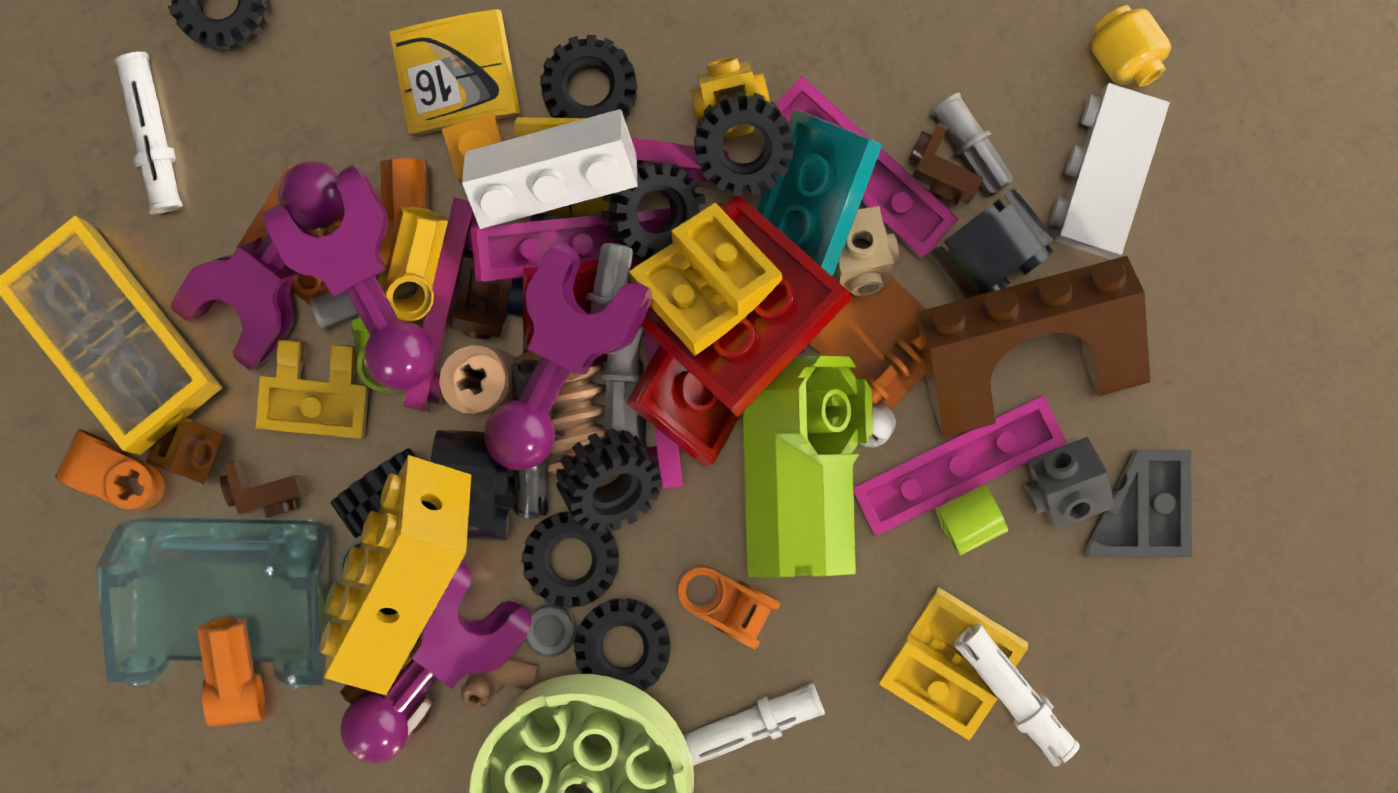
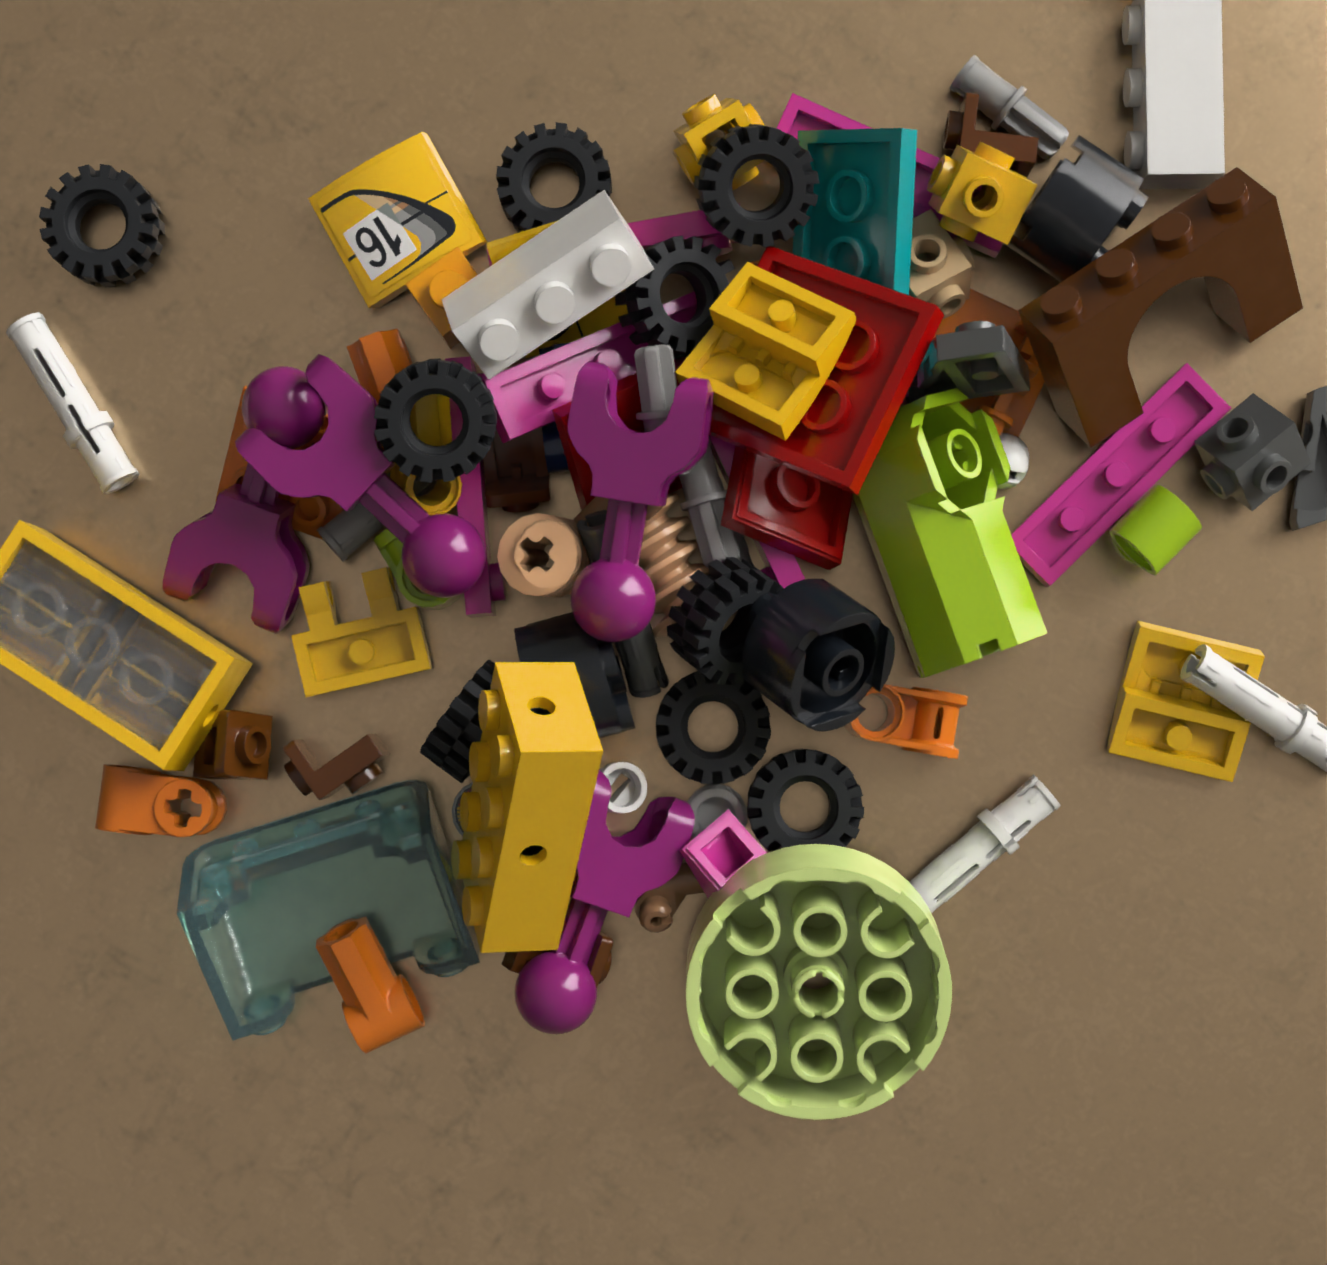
camera: 15 degrees left, 0 degrees up
(395, 259) = (422, 459): none -> black tyre
(488, 590) = (631, 792): none -> white hinge
(542, 660) = (720, 852): none -> dark pink slope
(667, 529) = (816, 653): none -> black brick
(868, 341) = (974, 359): none -> dark grey wing
(921, 225) = (996, 207): none -> yellow brick

